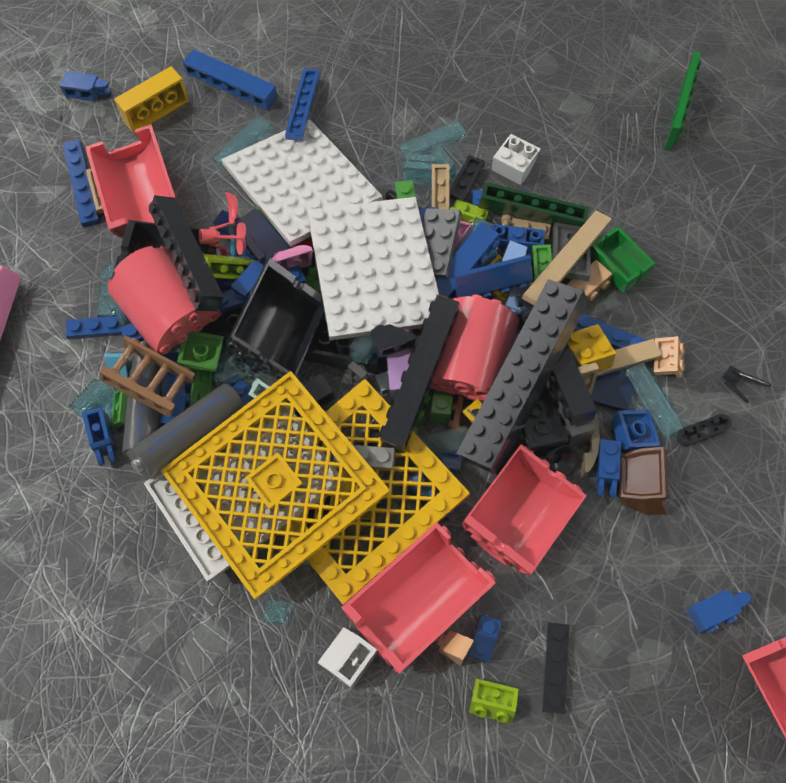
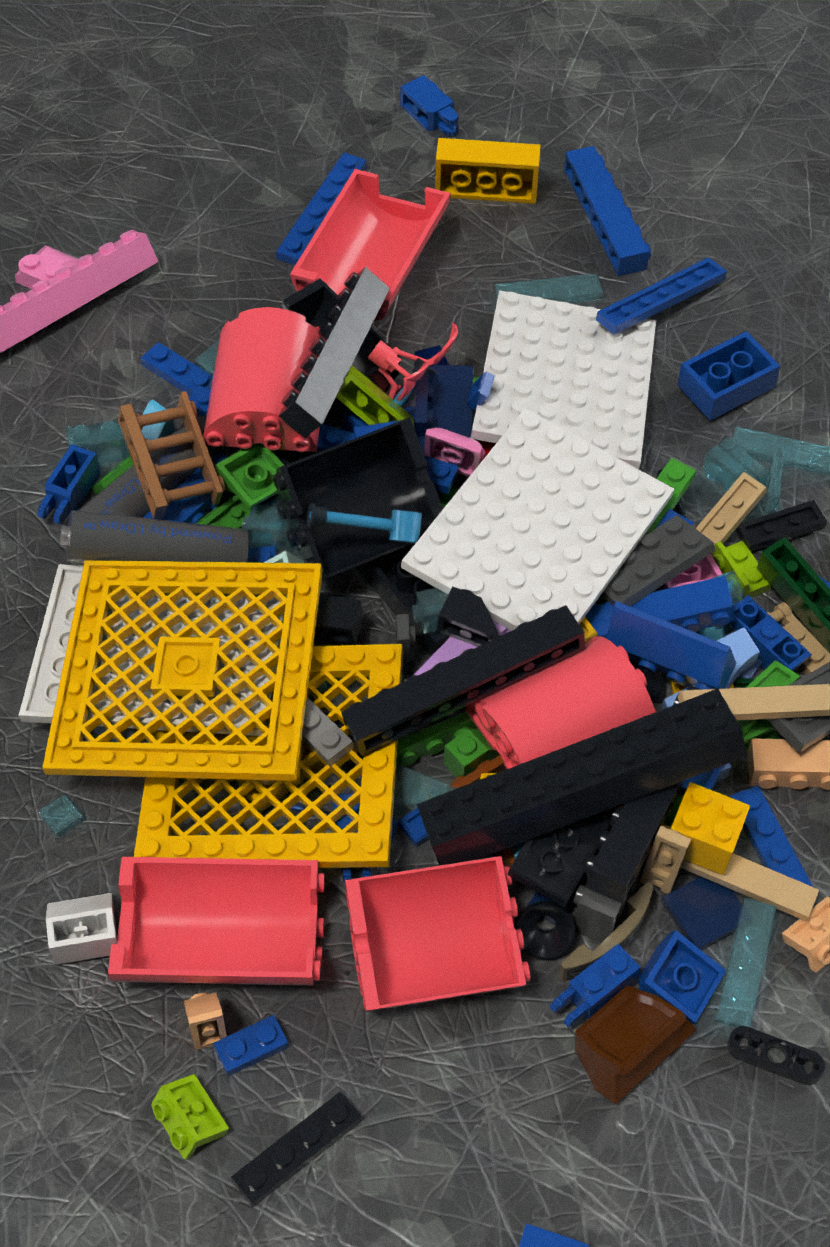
camera: 40 degrees right, 10 degrees down
(273, 217) = (480, 390): none -> blue tile
(311, 318) = (402, 526): none -> dark azure piece
(372, 122) = (728, 375): none -> blue brick

